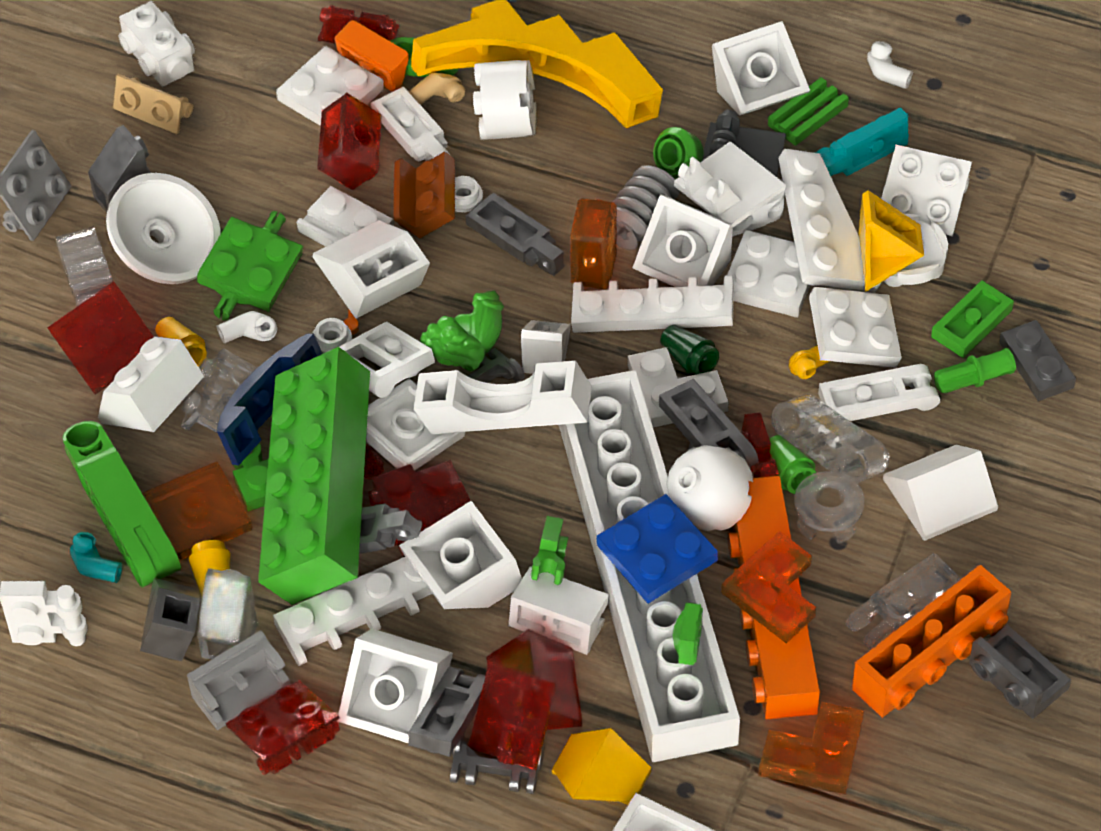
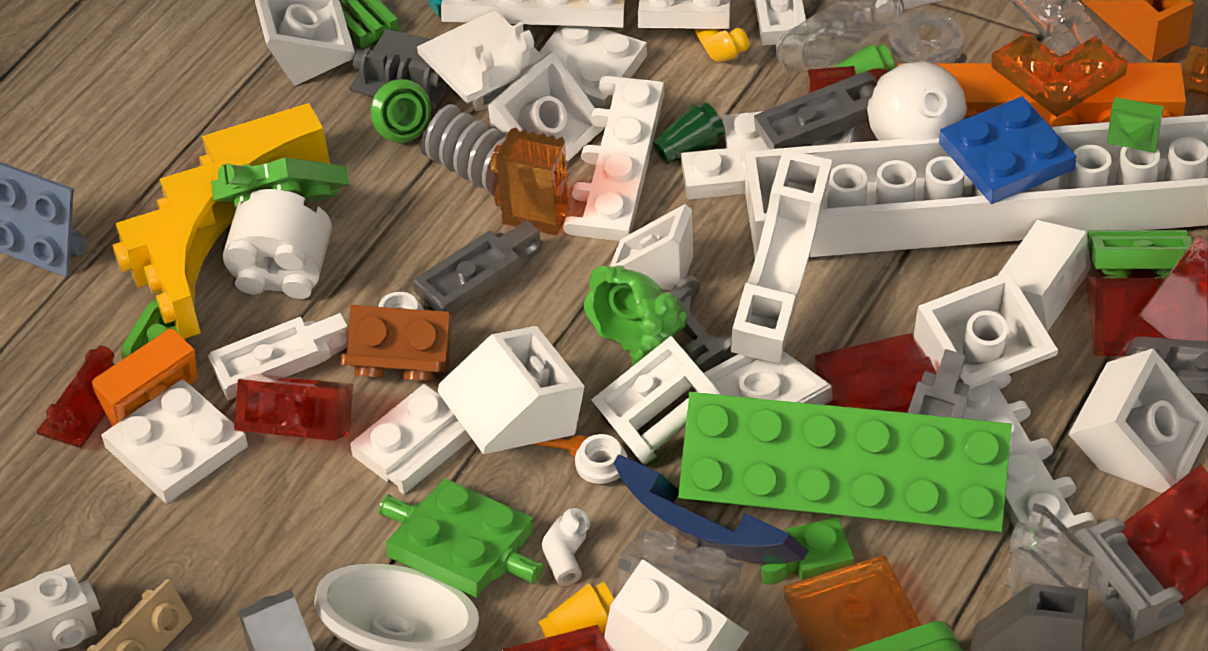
camera: 80 degrees left, 5 degrees down
(208, 555) = (958, 597): yellow cone -> none
(439, 85) = (211, 323): tan arm -> none
(551, 551) = (967, 263): bright green plate -> none
(554, 78) = (306, 178): none -> bright green plate
(593, 678) = (1125, 250): none -> bright green plate

